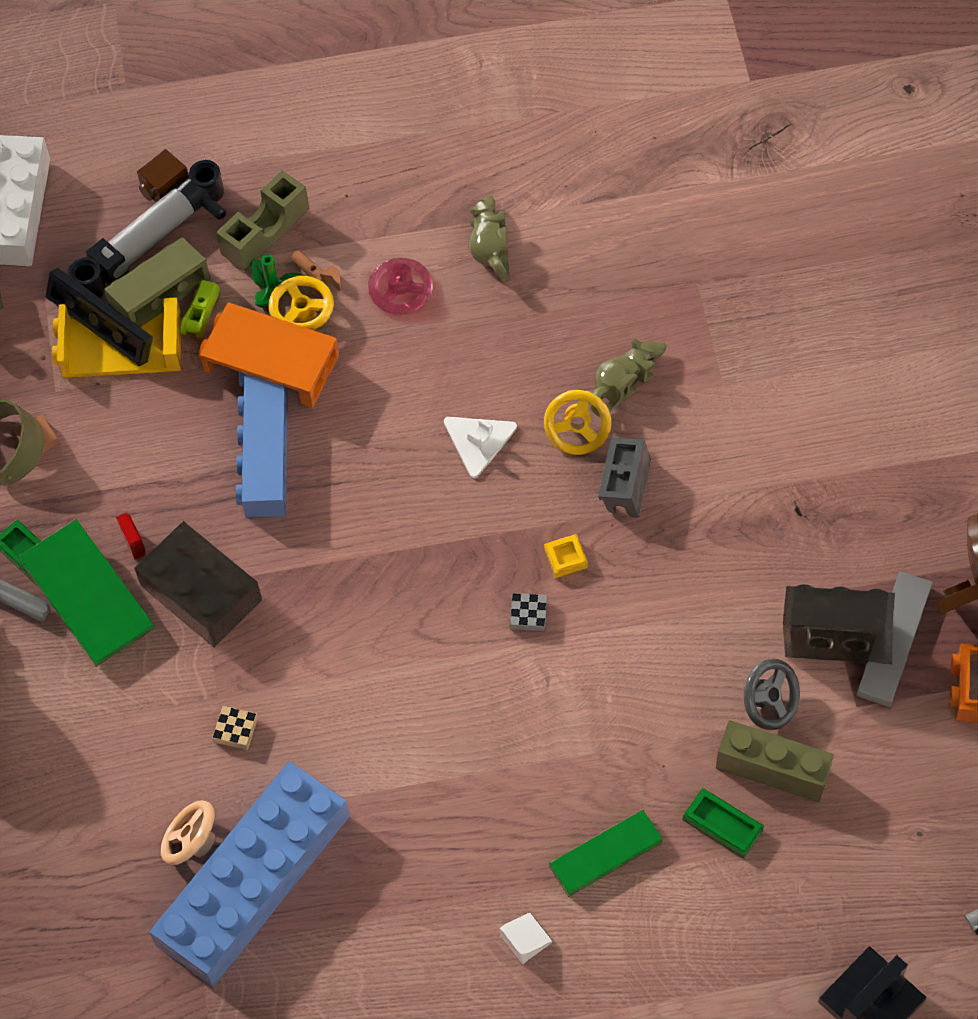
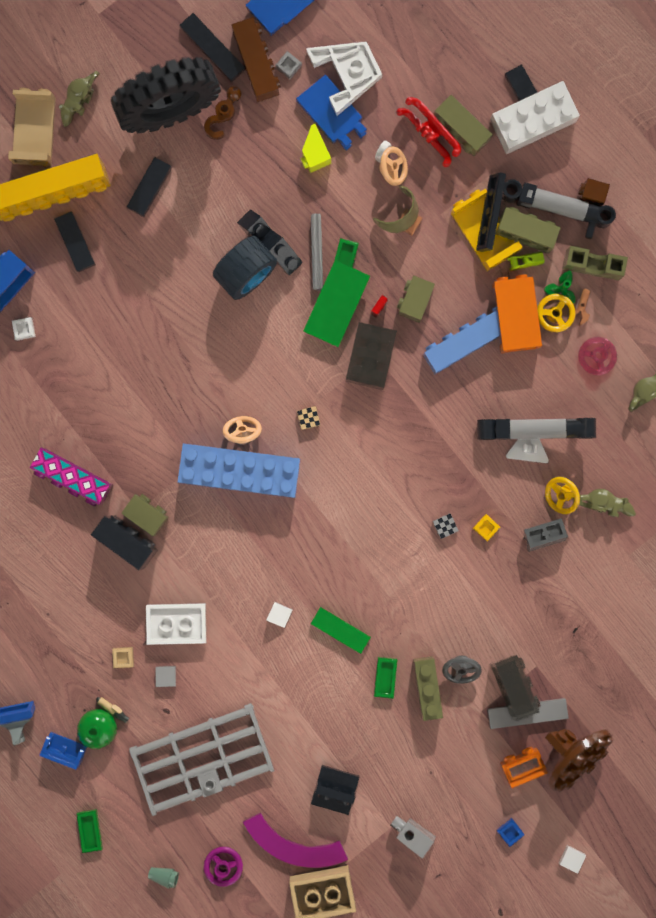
camera: 55 degrees right, 25 degrees up
(155, 480) = (416, 298): none -> olive brick
(430, 449) = (536, 429): none -> piece

